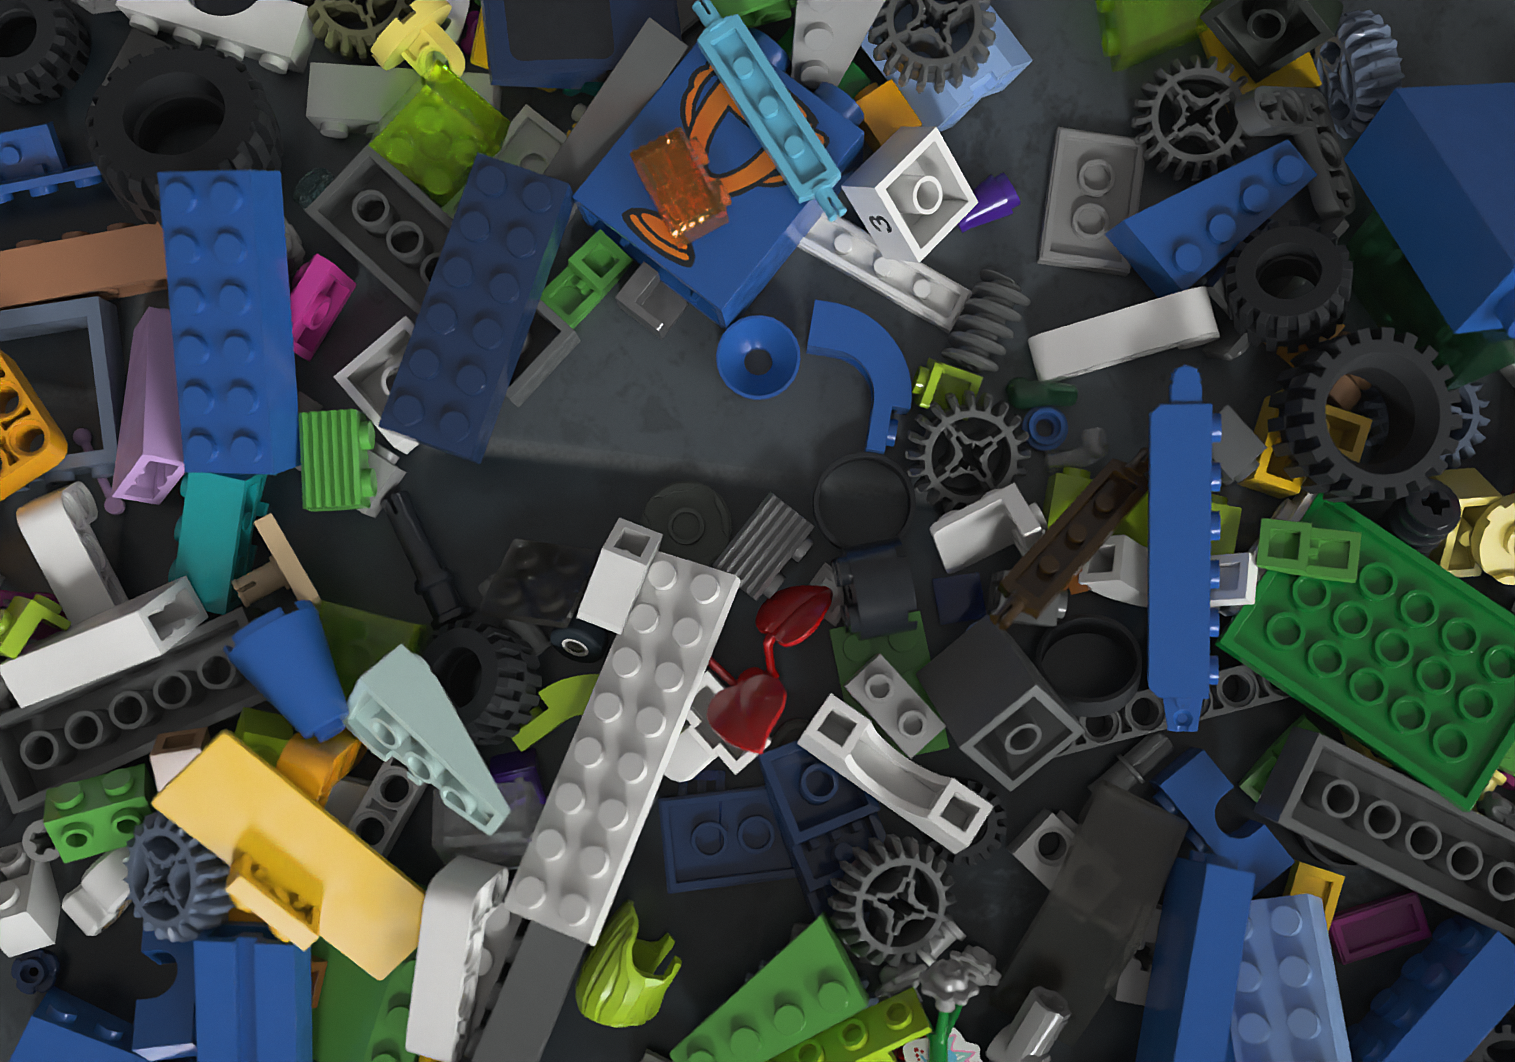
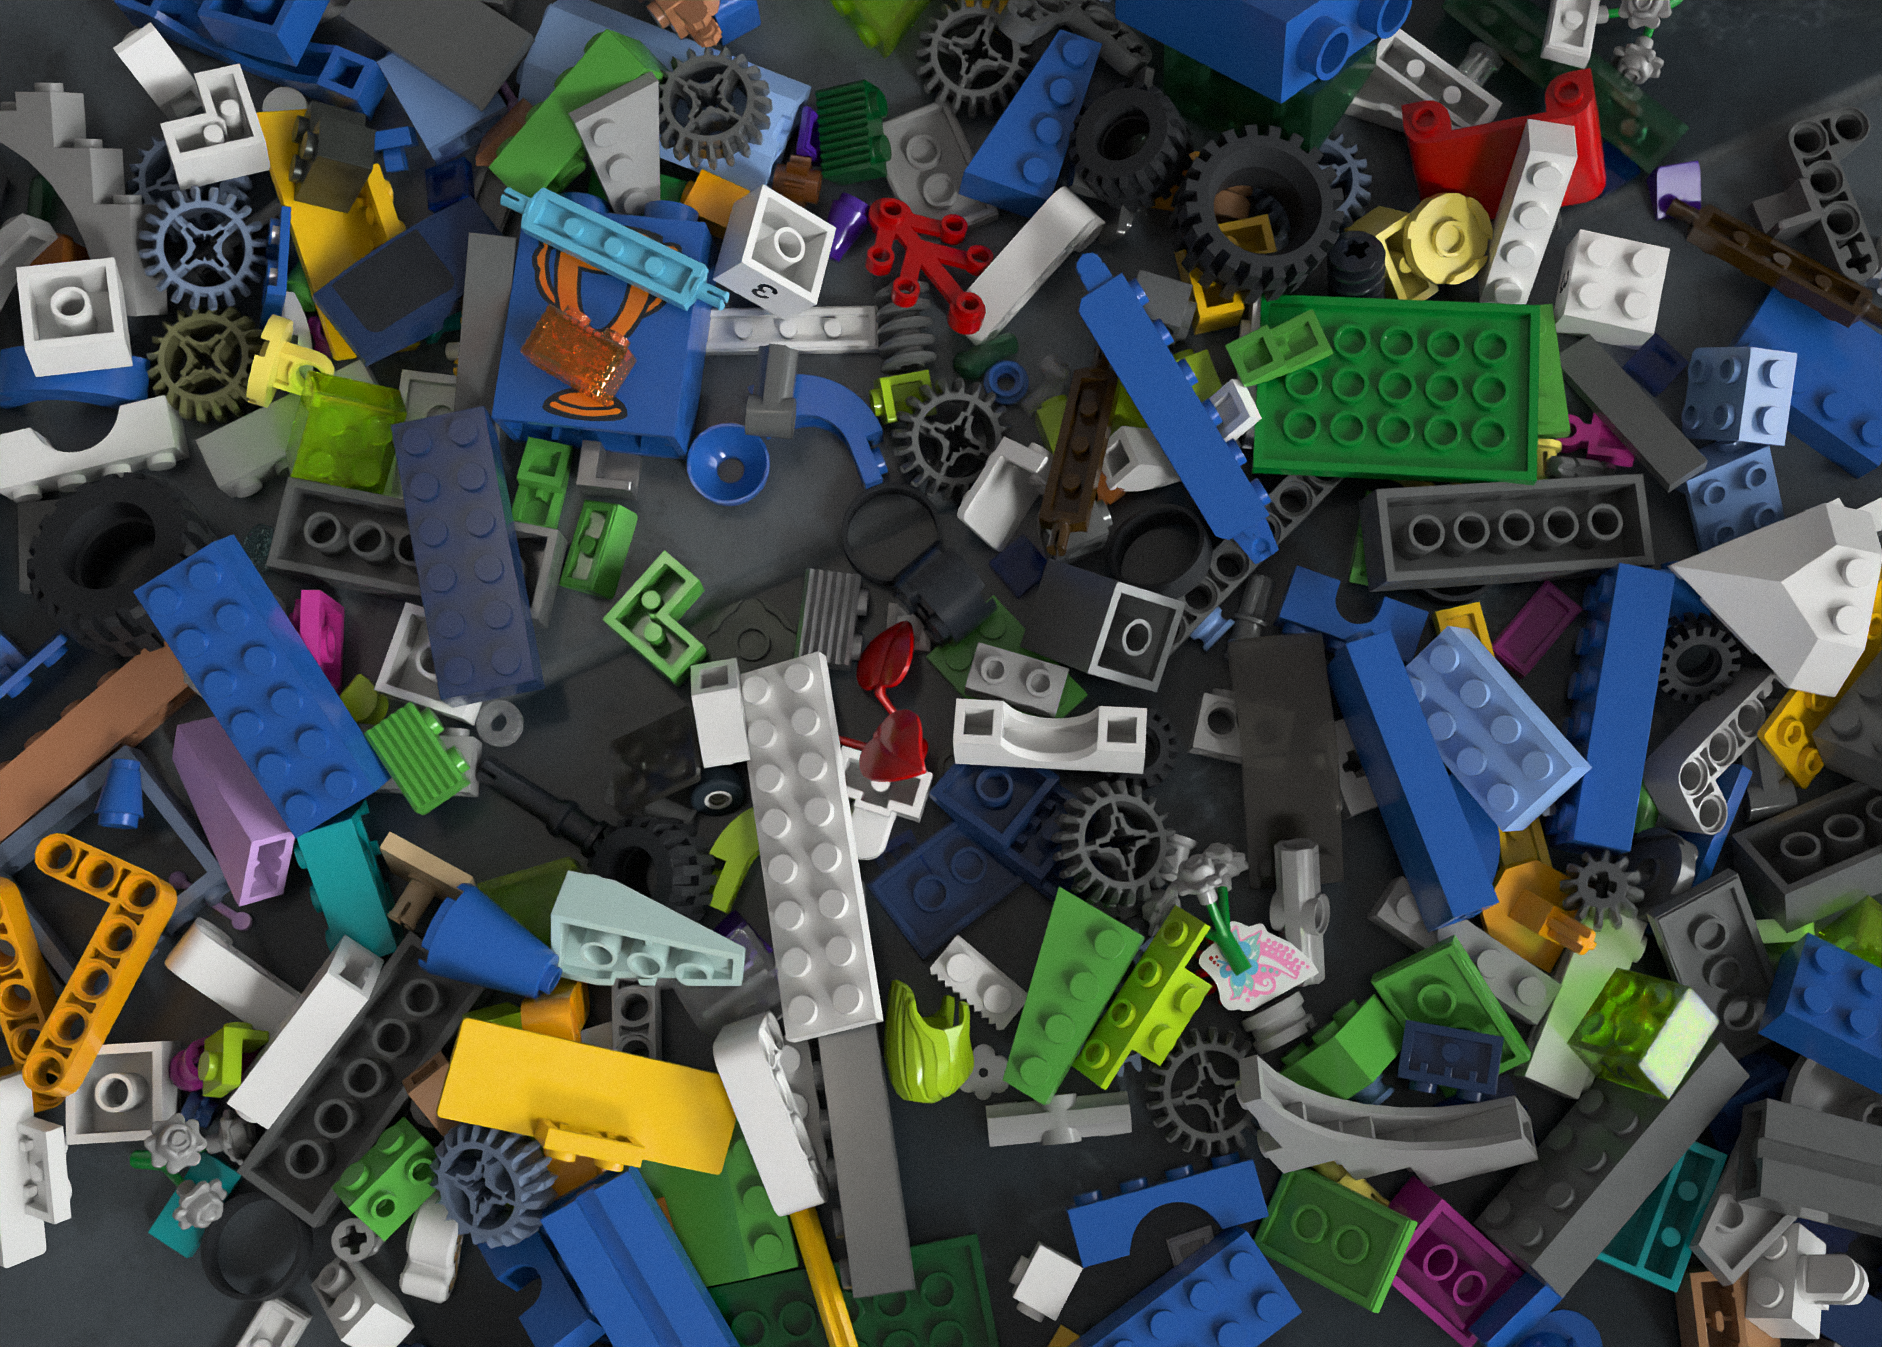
camera: 30 degrees left, 5 degrees down
(66, 340) = (121, 796): none -> blue cone
(317, 378) = (364, 702): none -> lime brick
(438, 477) = (512, 729): none -> clear plate
(603, 363) = (599, 549): none -> bright green slope
(606, 455) = (649, 618): none -> bright green brick
(667, 1031) = (983, 1086): none -> light grey plant
(703, 945) = (979, 983): none -> white brick
(826, 331) = (772, 404): none -> dark grey piece
(969, 139) = (798, 181): none -> reddish brown gear
(1004, 108) = (808, 136): none -> dark purple slope
(1034, 224) = (893, 221): none -> red plant
(1044, 123) = (852, 132): none -> dark green brick
(1094, 759) = (1212, 629): none -> medium blue bush

